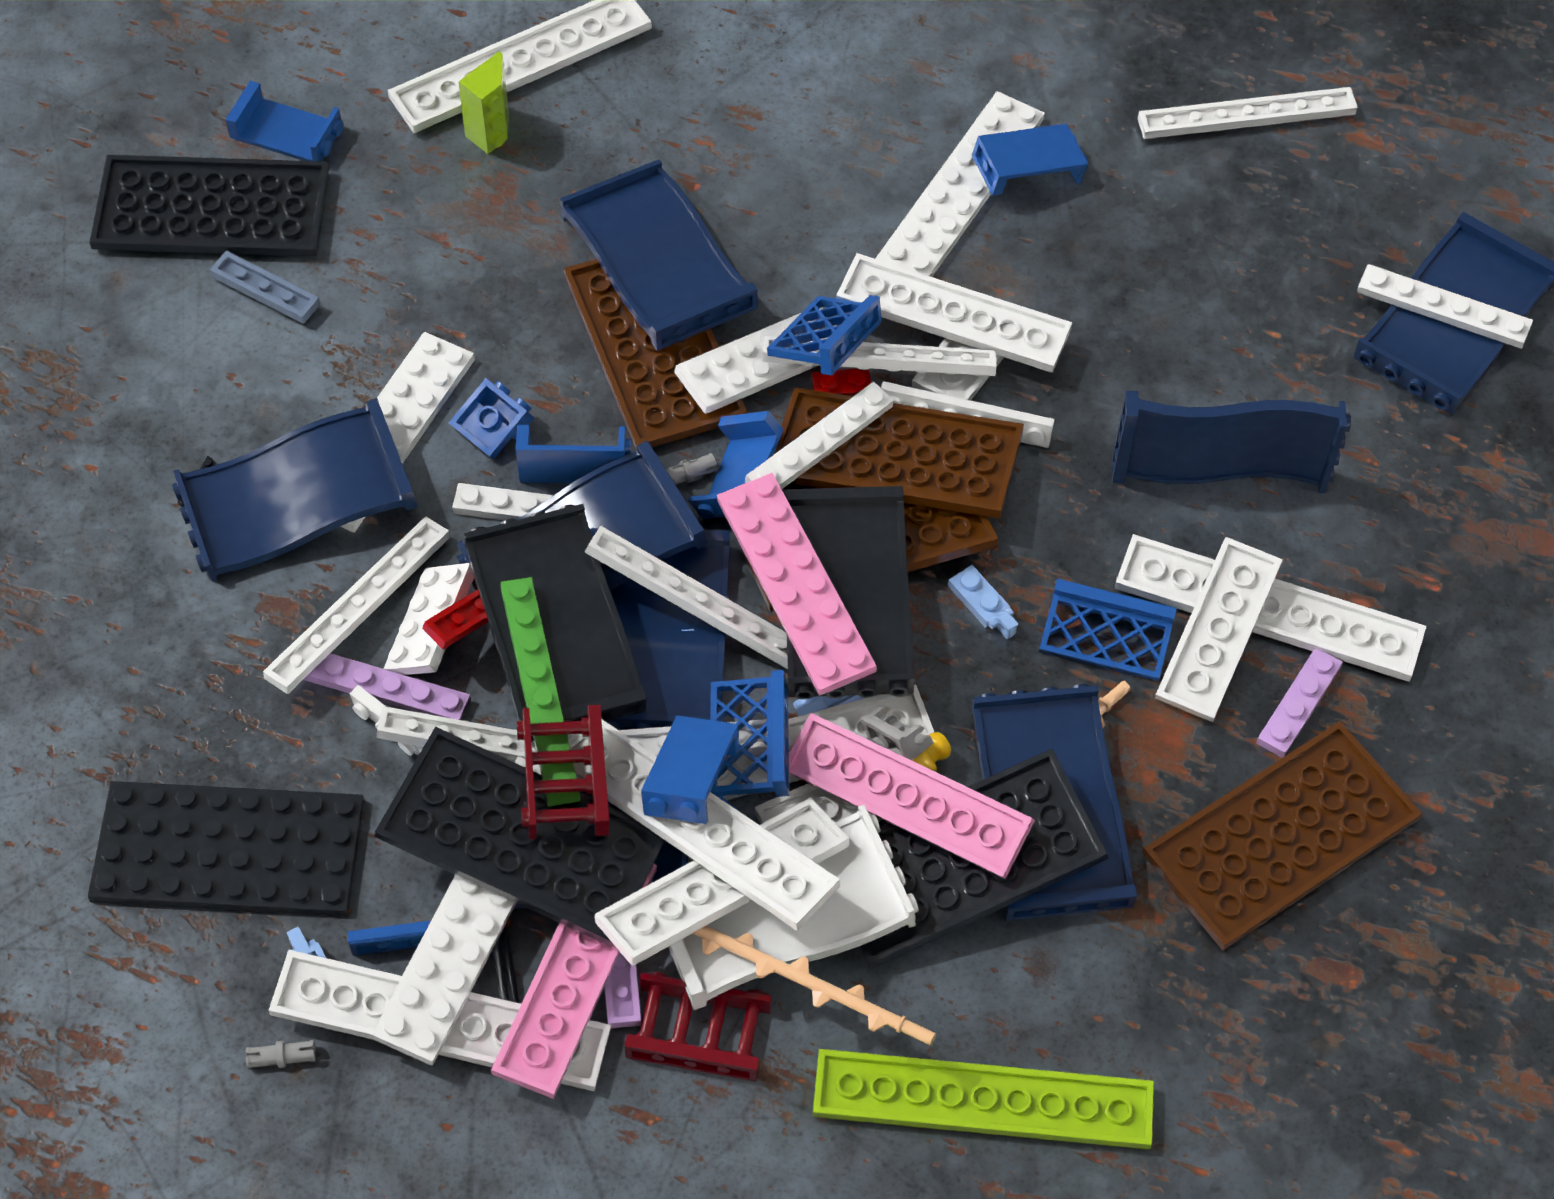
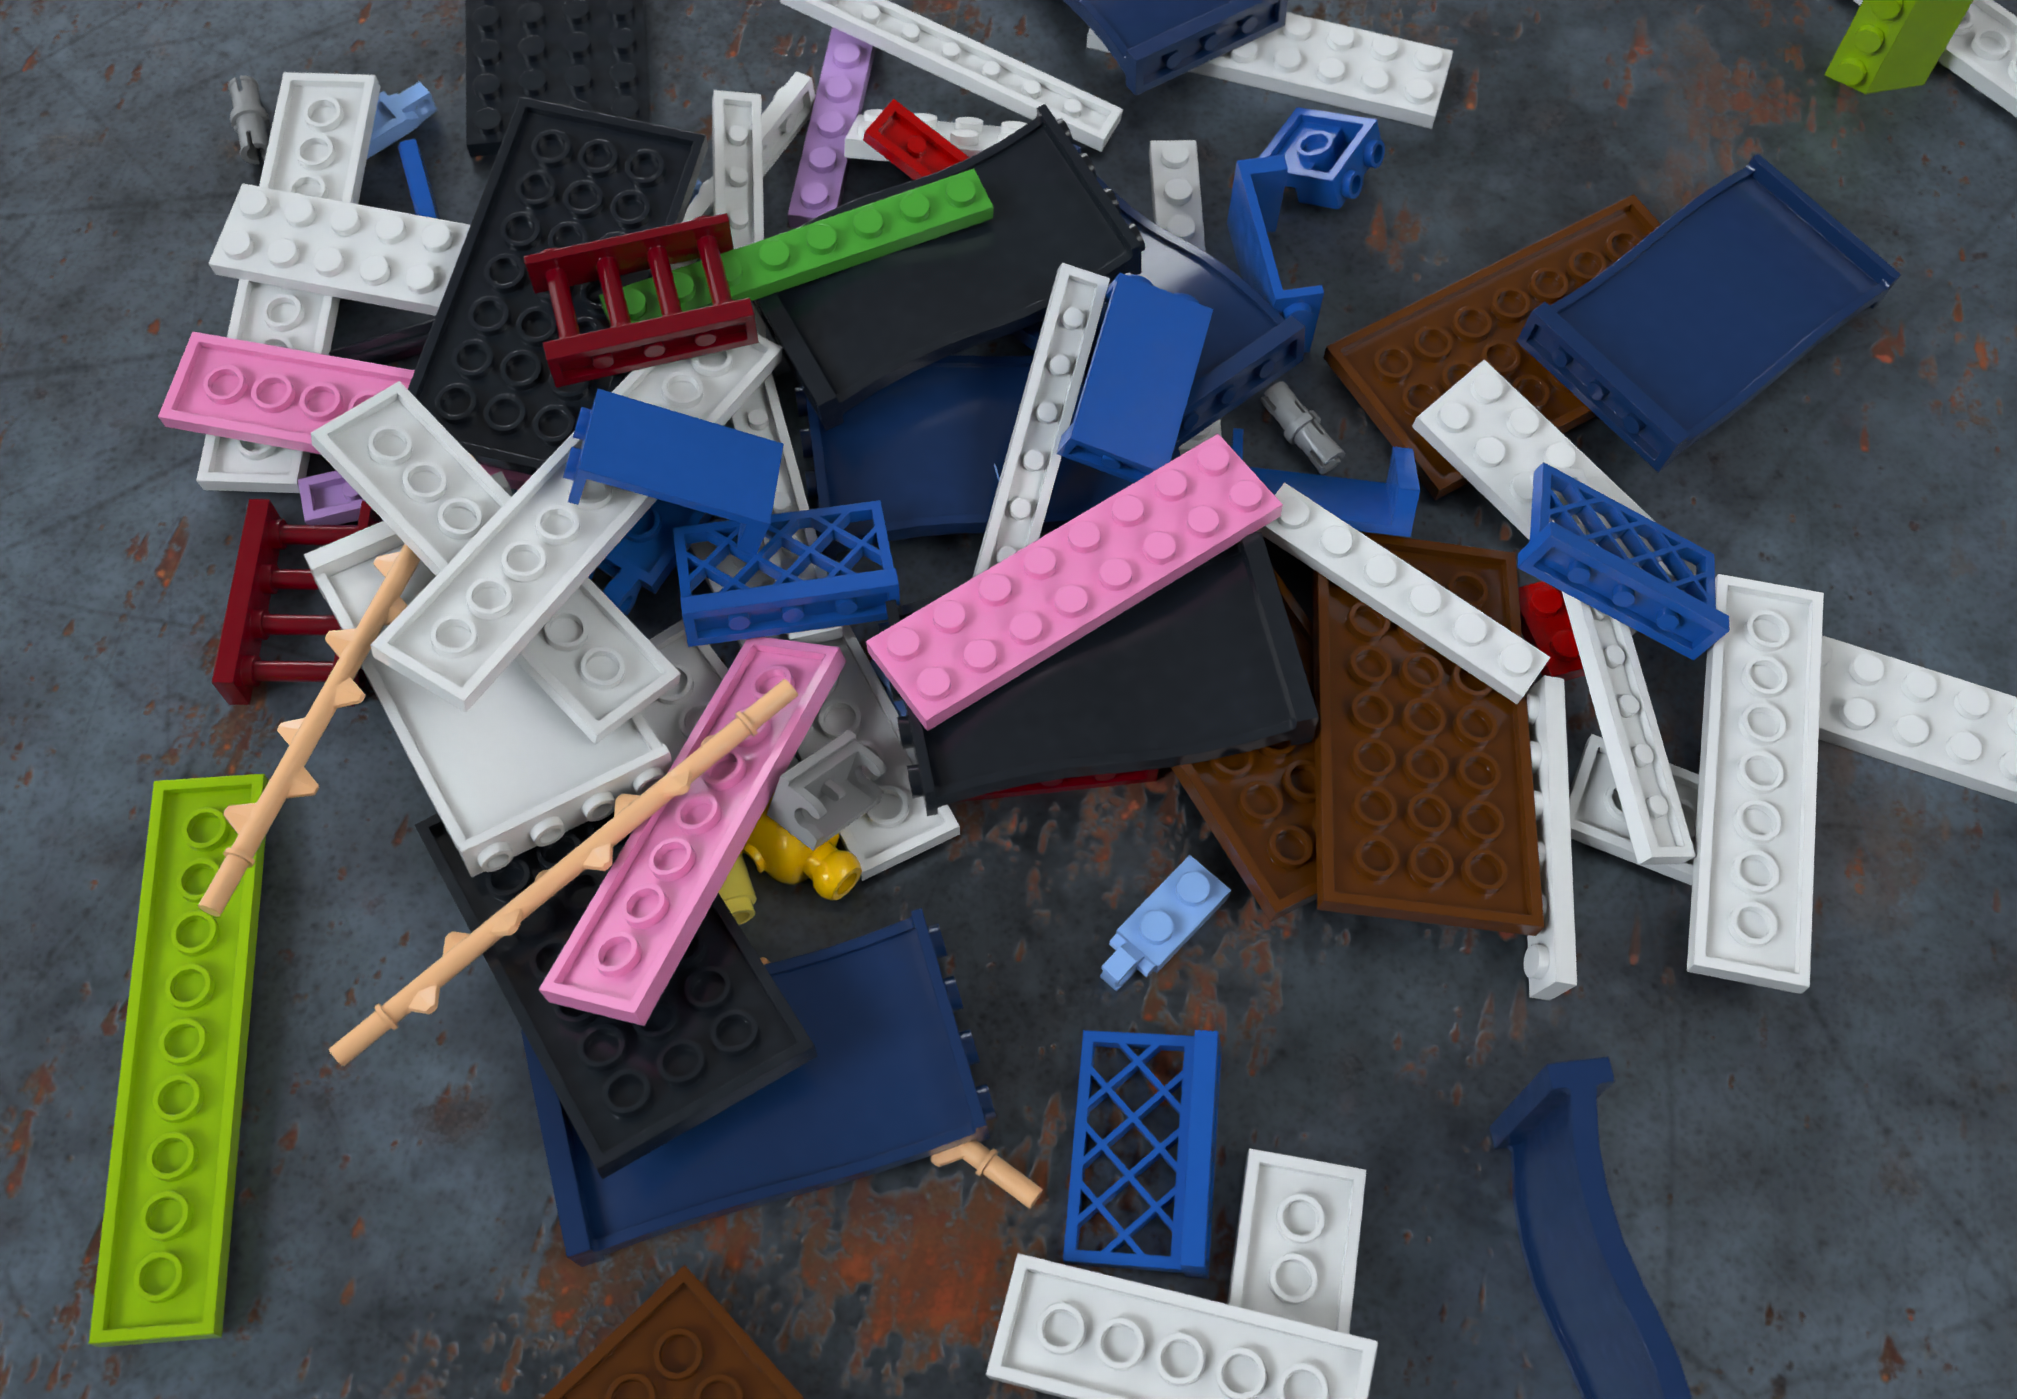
camera: 80 degrees right, 5 degrees up
(670, 524) = (1137, 380): none -> blue panel
(931, 877) = (594, 854): none -> light nougat plant

